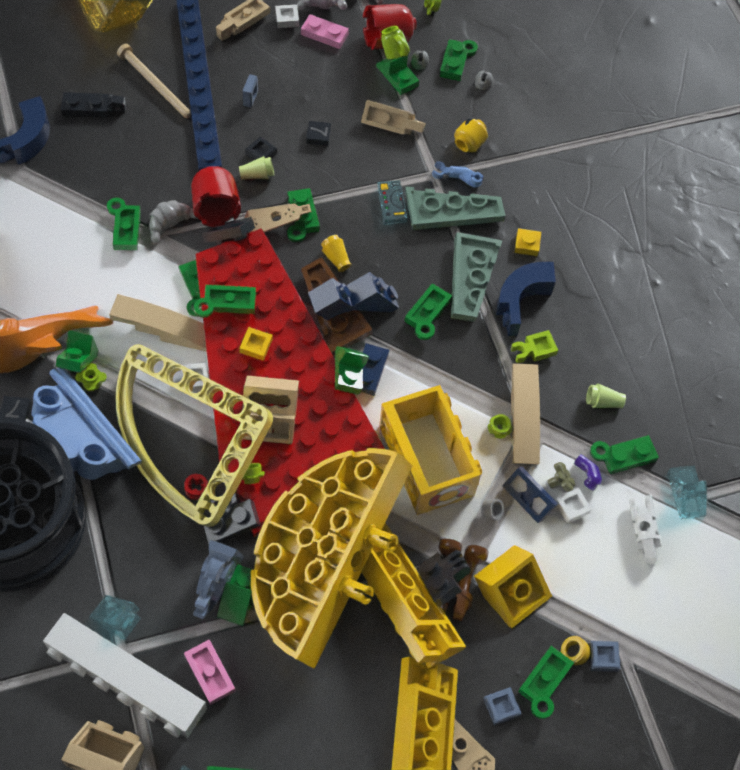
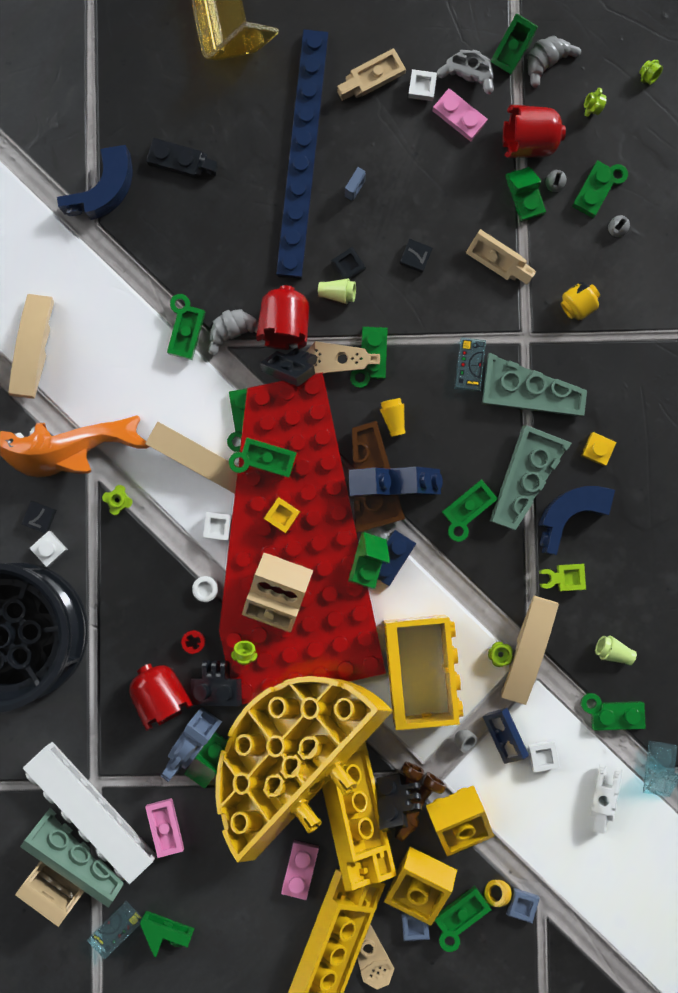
camera: 20 degrees right, 25 degrees up
(79, 352) = (105, 479): green slope -> none
(80, 428) = (89, 564): medium blue brick -> none
(116, 616) = (92, 754): clear light blue slope -> none
(122, 721) = (60, 851): none -> sand green wing
(125, 52) = (231, 96): tan bar -> none
(174, 537) = (157, 695): none -> red cylinder
(196, 437) = (205, 589): none -> white tile
(248, 426) = (149, 604): light yellow beam -> none
(364, 681) = (300, 870): none -> bright pink plate
(394, 43) = (530, 165): lime piece -> none
(470, 177) = (557, 346): medium blue arm -> none
(494, 658) = (421, 886): none -> yellow slope
(561, 478) = (542, 726): olive plant -> none
(592, 471) = (575, 725): dark purple arm -> none

